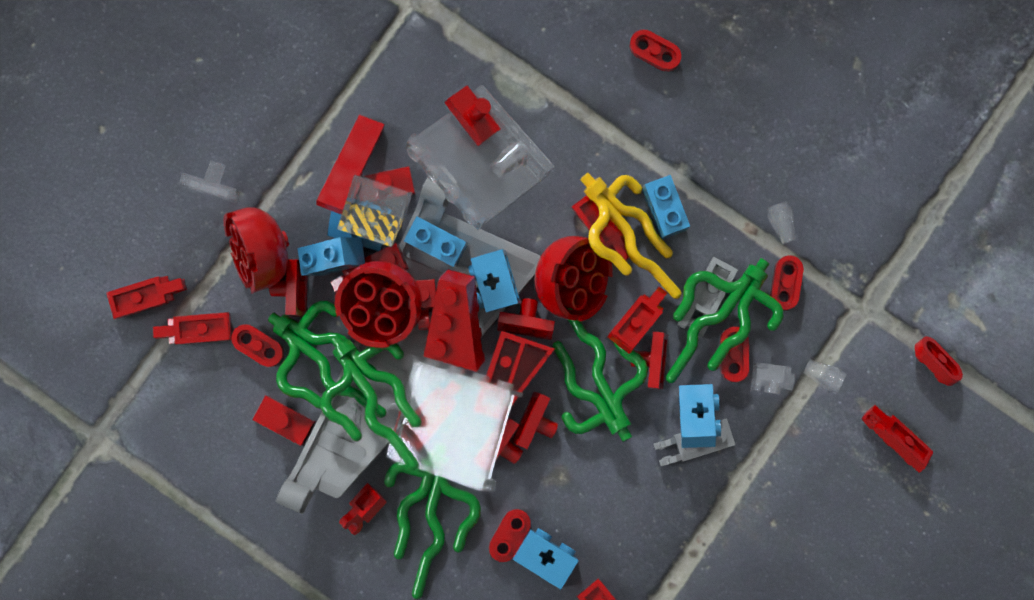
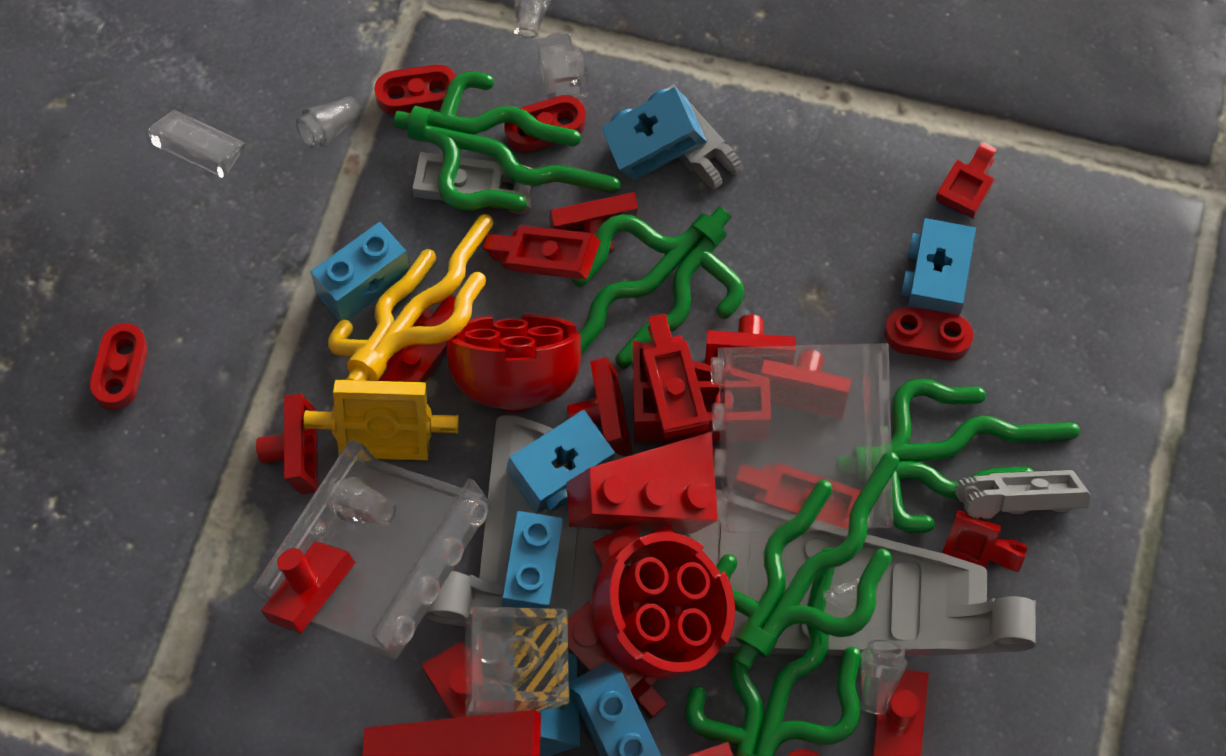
camera: 110 degrees left, 20 degrees down
(303, 415) = (880, 674): none -> clear cone
(384, 545) = (1022, 493): none -> light grey hinge
(514, 360) = (673, 381): none -> red hinge
(559, 187) = (383, 416): none -> yellow plate
(567, 136) = (294, 446): none -> red tile
(797, 138) = (196, 142): none -> clear slope

